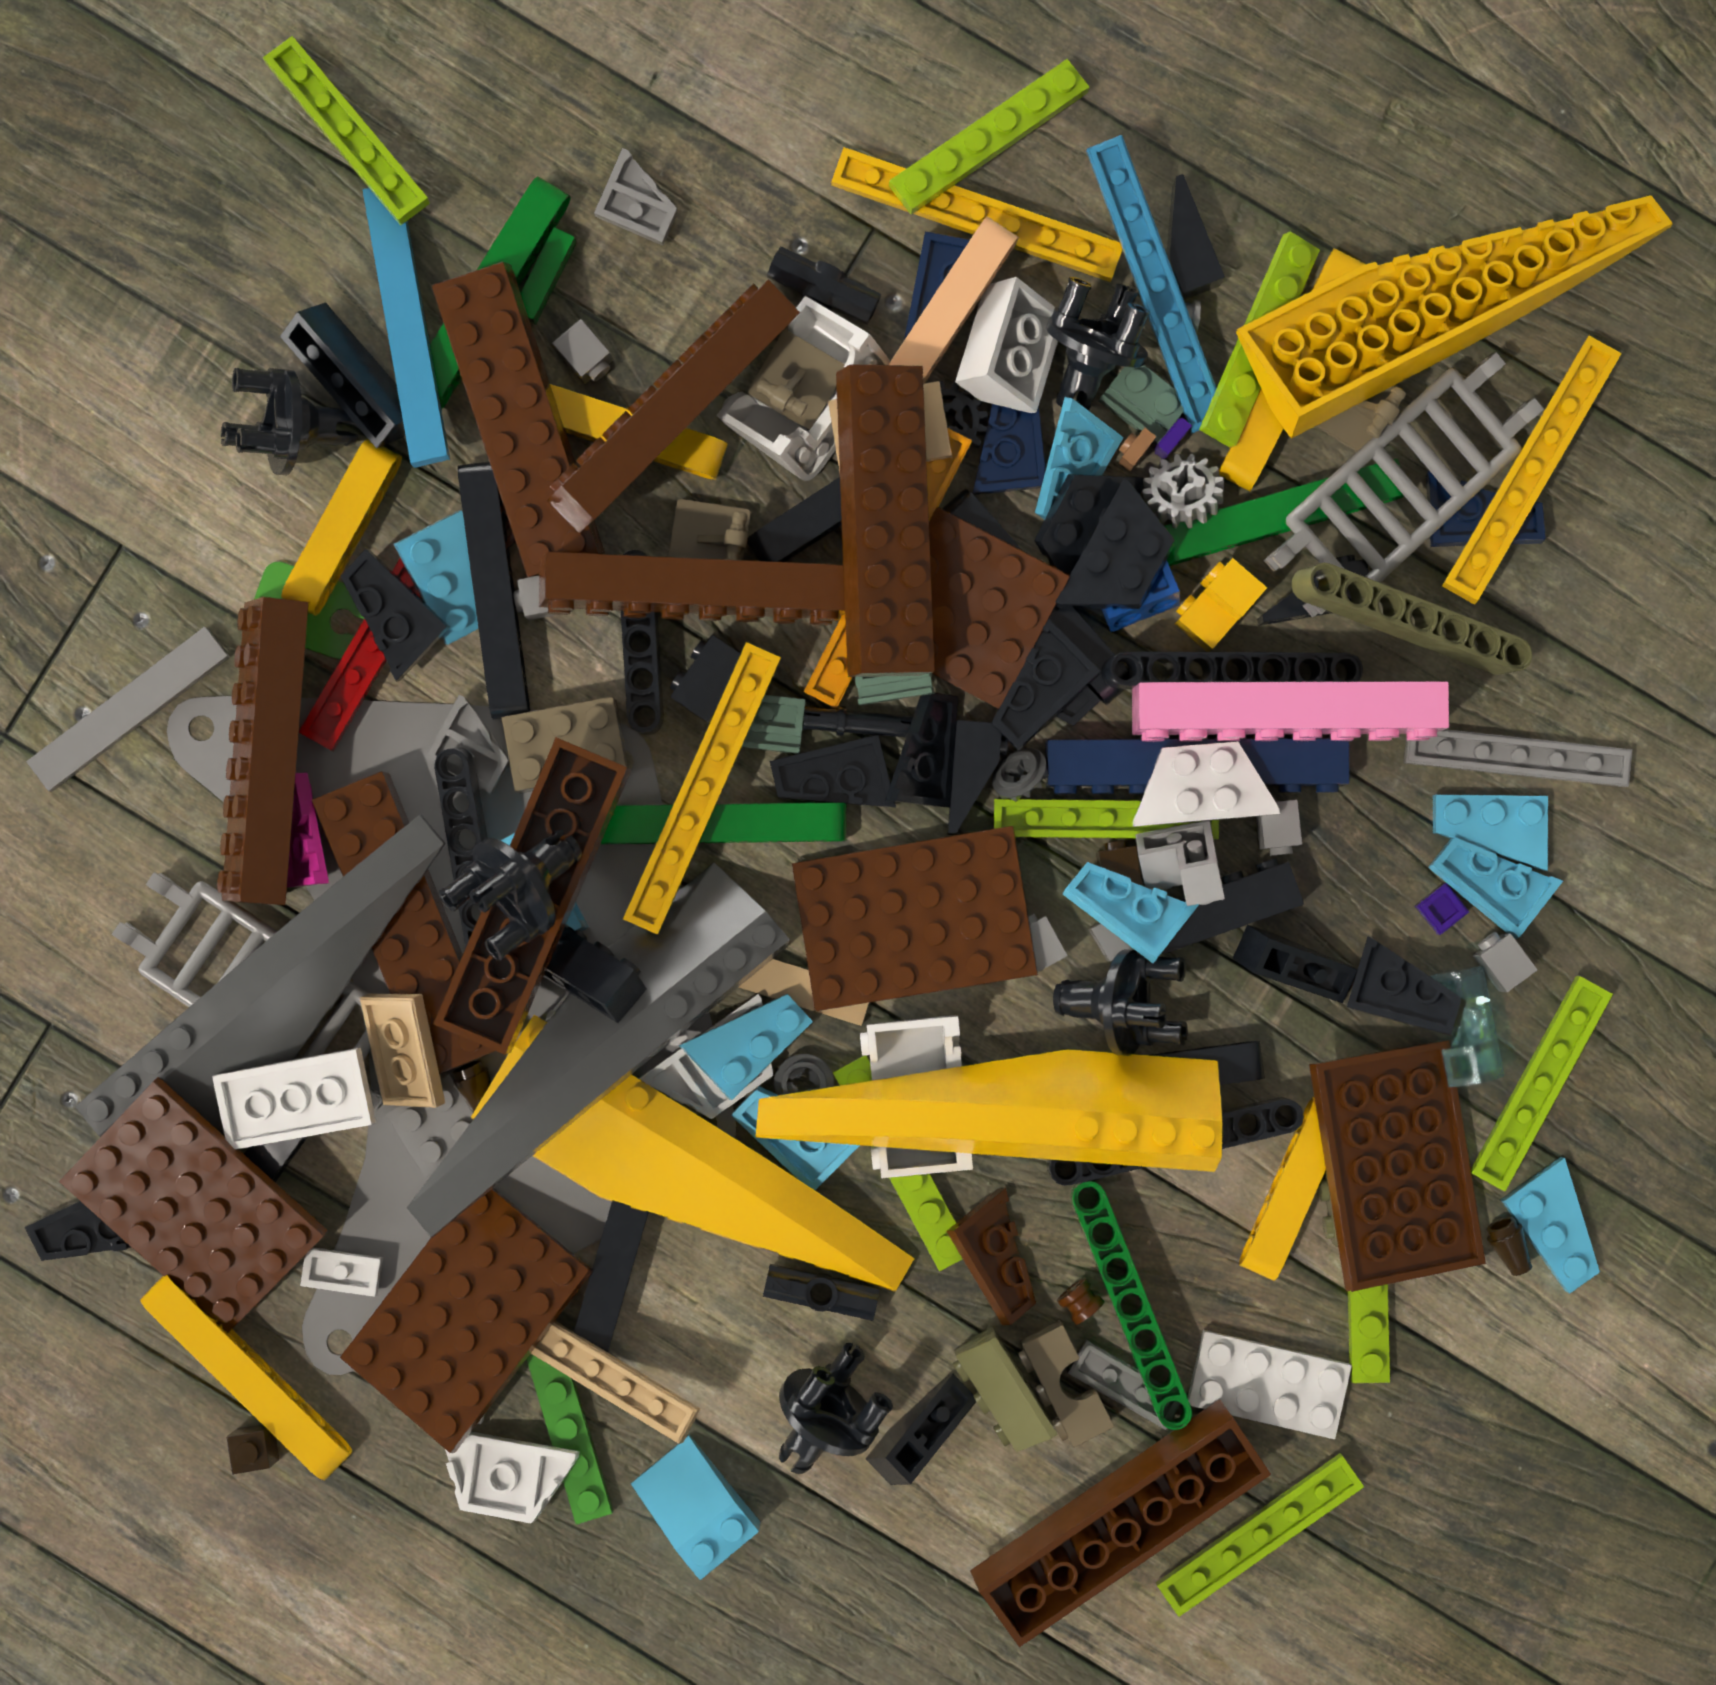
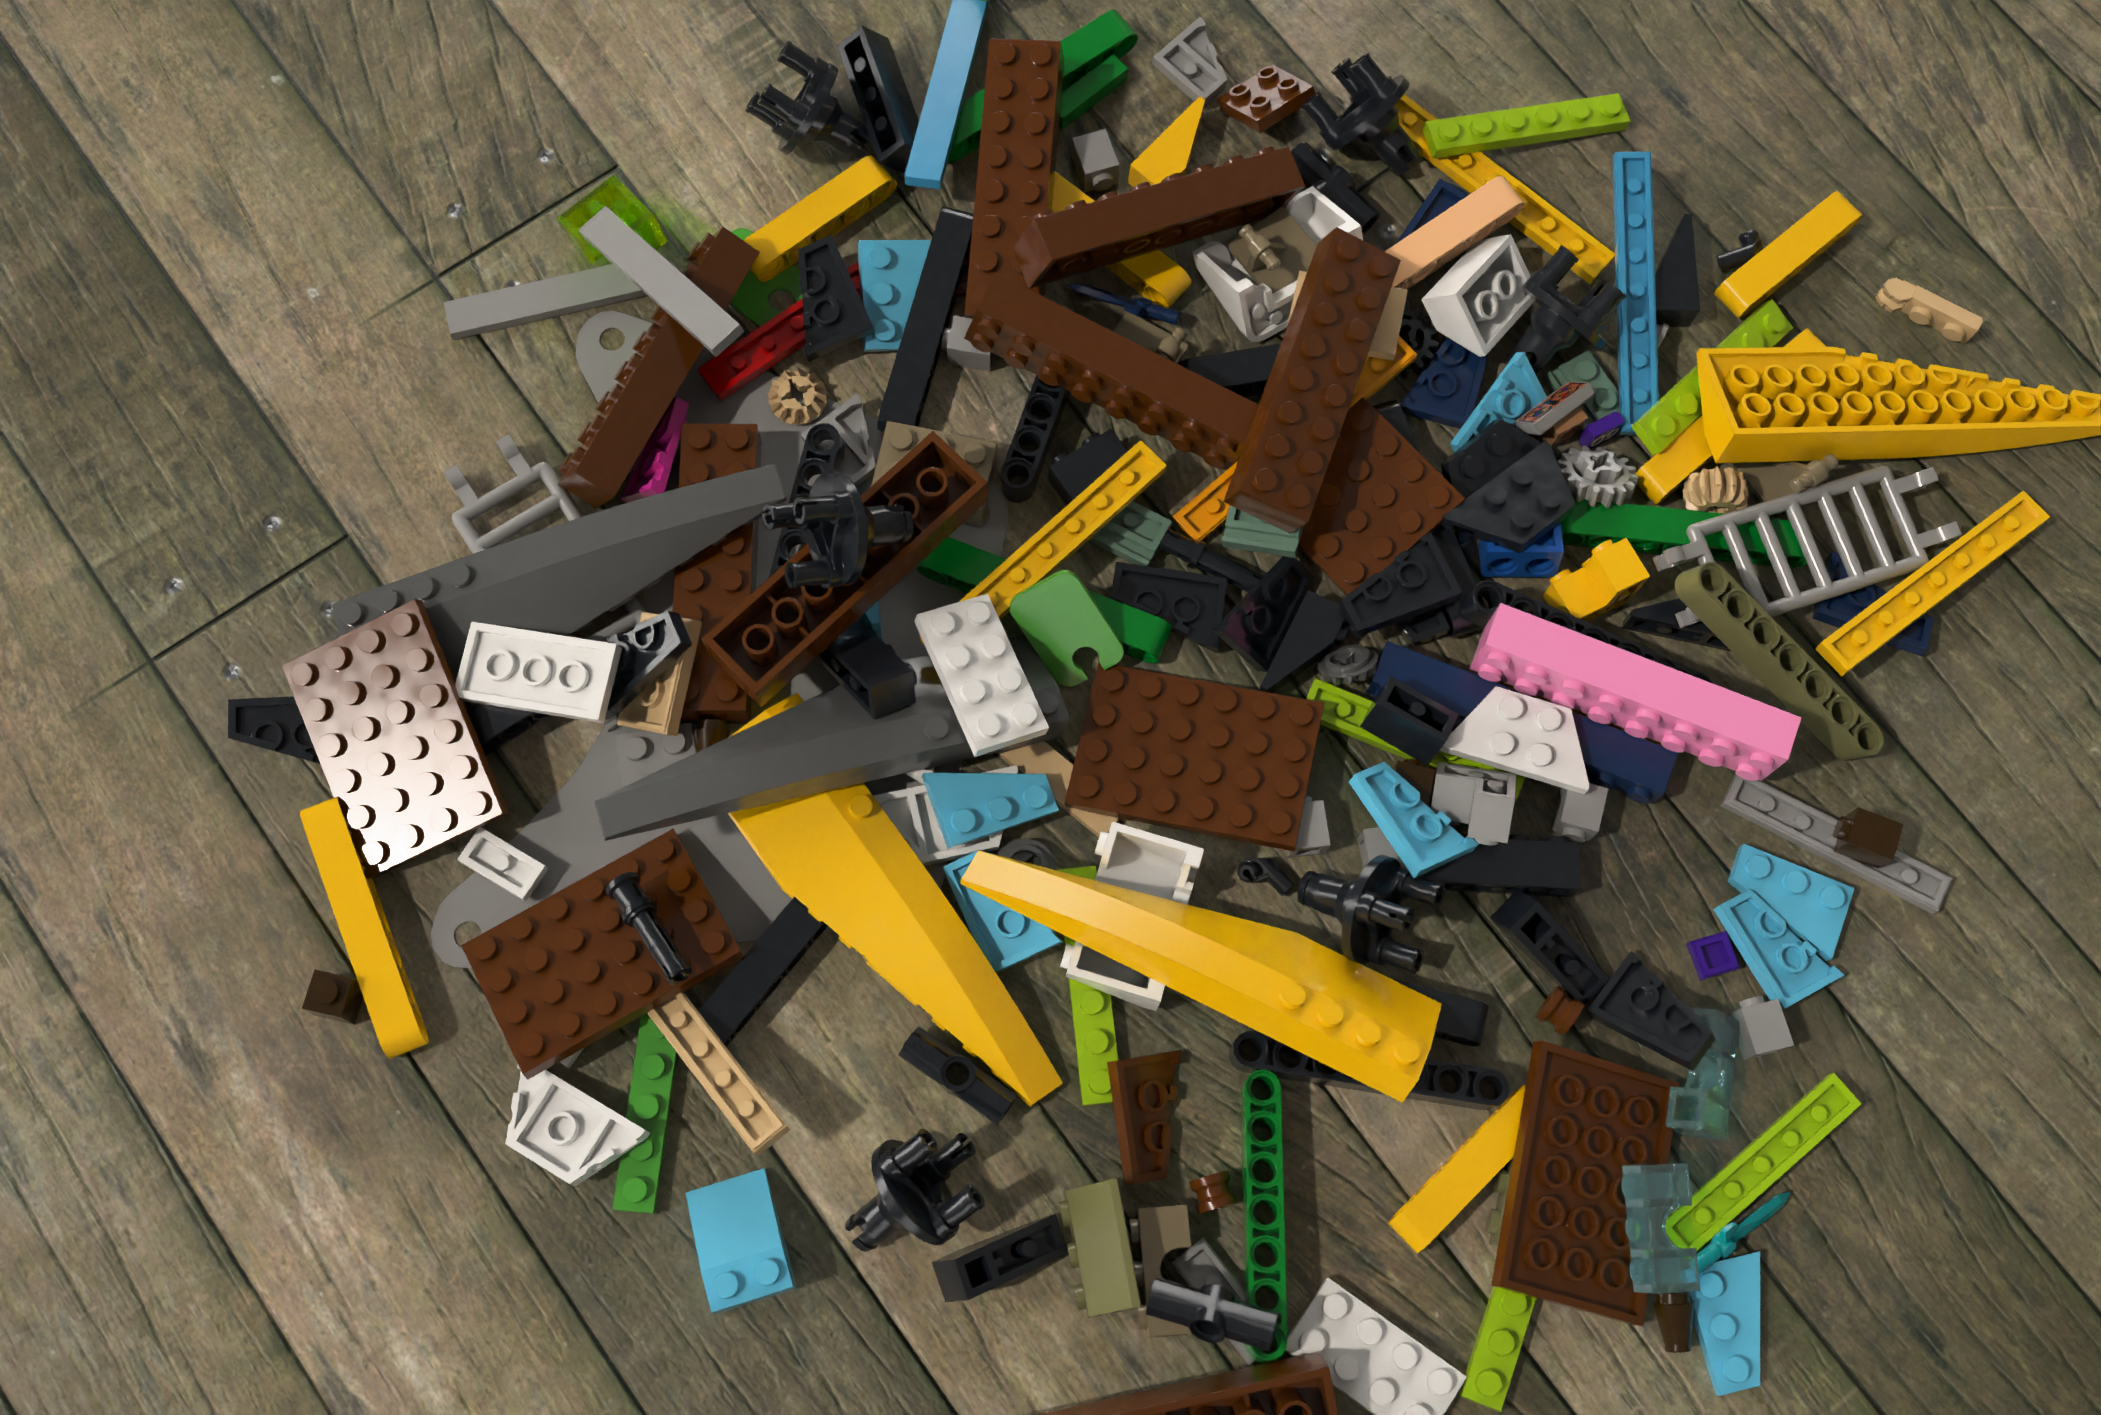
camera: 15 degrees right, 15 degrees down
(146, 612) = (622, 204): none -> clear neon green brick
(230, 678) = (661, 281): none -> light grey tile
(384, 1044) = (646, 655): none -> black wing
(420, 713) = (789, 409): none -> tan gear
(487, 1275) = (641, 914): none -> black pin
(653, 325) = (1171, 150): none -> yellow slope
(685, 491) = (1139, 306): none -> dark blue sword
(694, 938) = (981, 675): none -> white plate
(723, 214) = (1265, 98): none -> reddish brown plate
(743, 847) = (1060, 619): none -> bright green piece
(831, 201) = (1369, 117): none -> black piece
(1017, 996) = (1265, 871): none -> black arm
(1096, 814) = (1409, 720): none -> black brick
(1119, 1412) = (1212, 1313): none -> black piece
(1120, 439) = (1555, 407): none -> light grey tile
(1248, 187) = (1738, 257): none -> black arm
(1291, 172) = (1788, 254): none -> yellow beam
(1301, 462) = (1716, 491): none -> tan gear
(1323, 1018) = (1559, 1010): none -> reddish brown wheel
(1441, 177) = (1929, 309): none -> tan hinge
(1455, 1154) = (1650, 1196): none -> clear light blue arch
(1533, 1162) = (1724, 1243): none -> teal sword
(1544, 748) = (1867, 837): none -> dark brown brick

